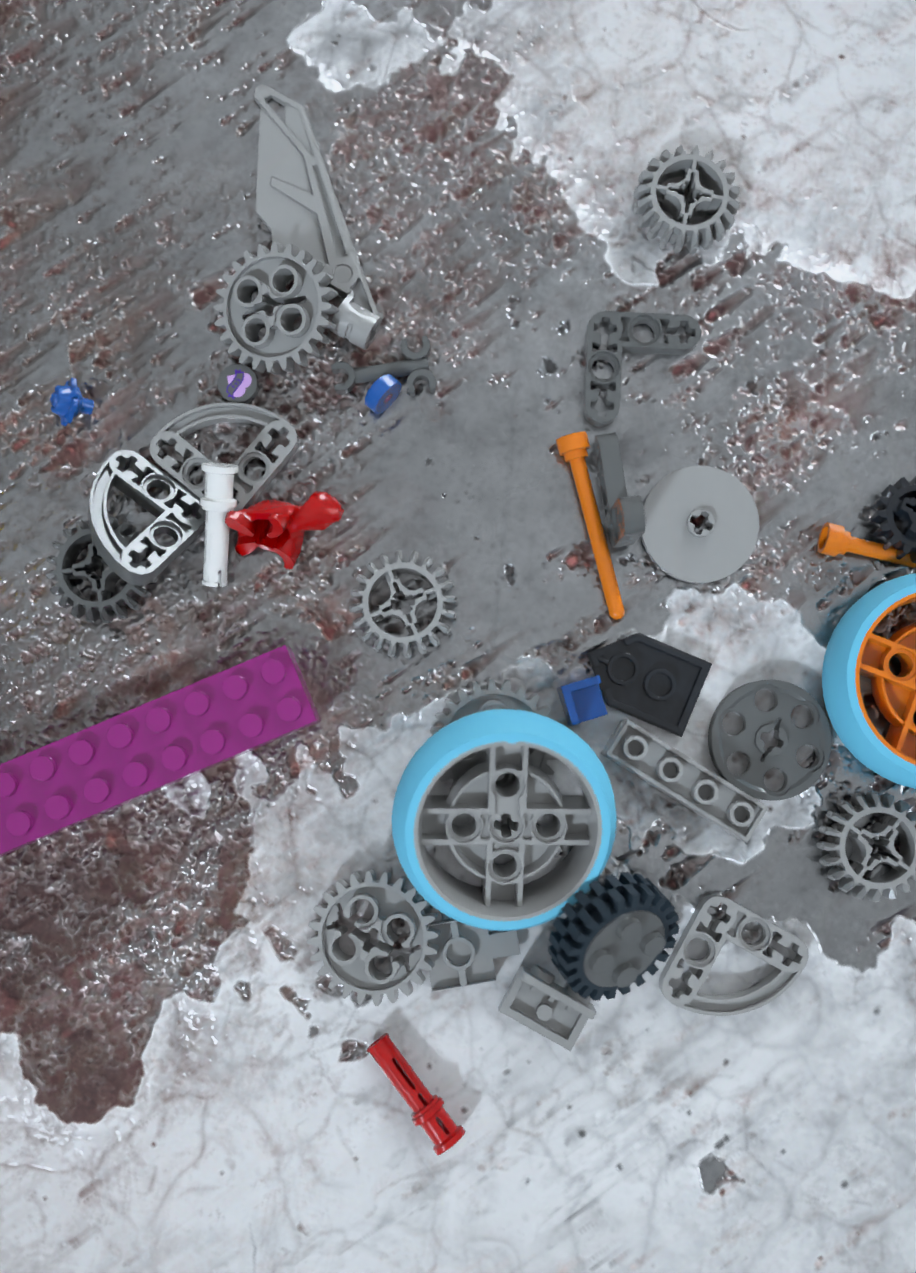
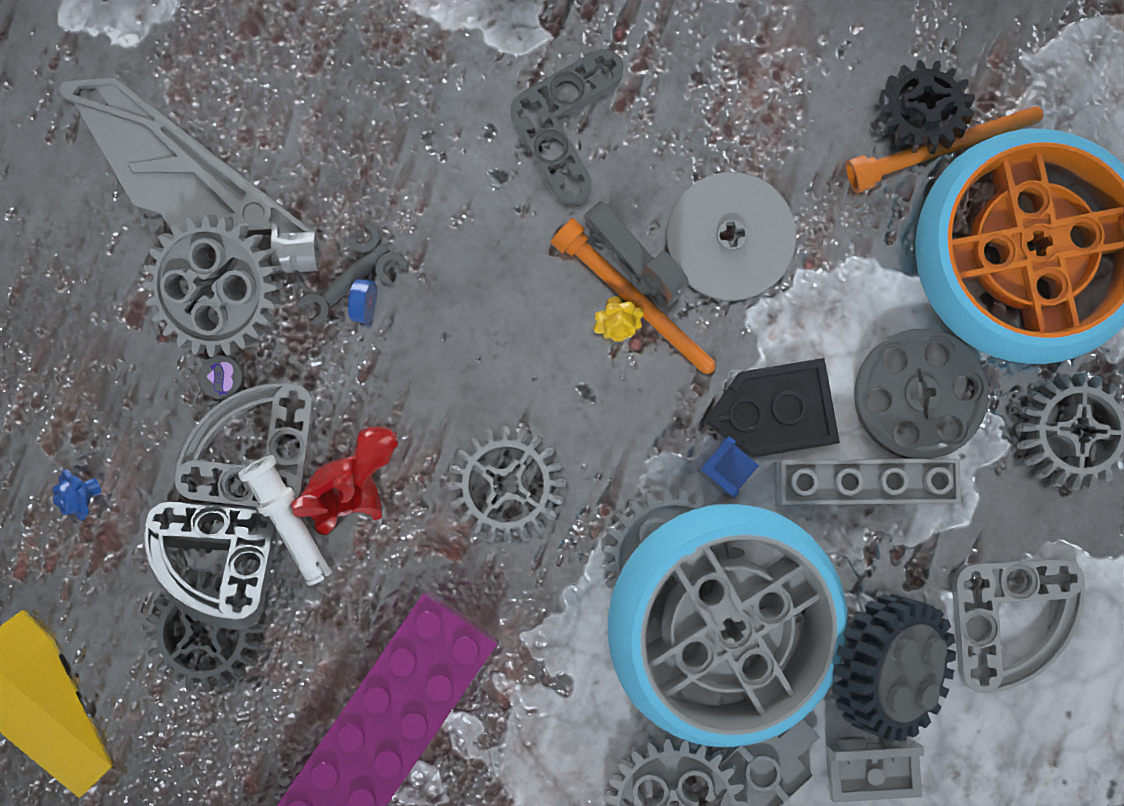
camera: 25 degrees left, 0 degrees up
(570, 532) = (618, 319): none -> yellow plant

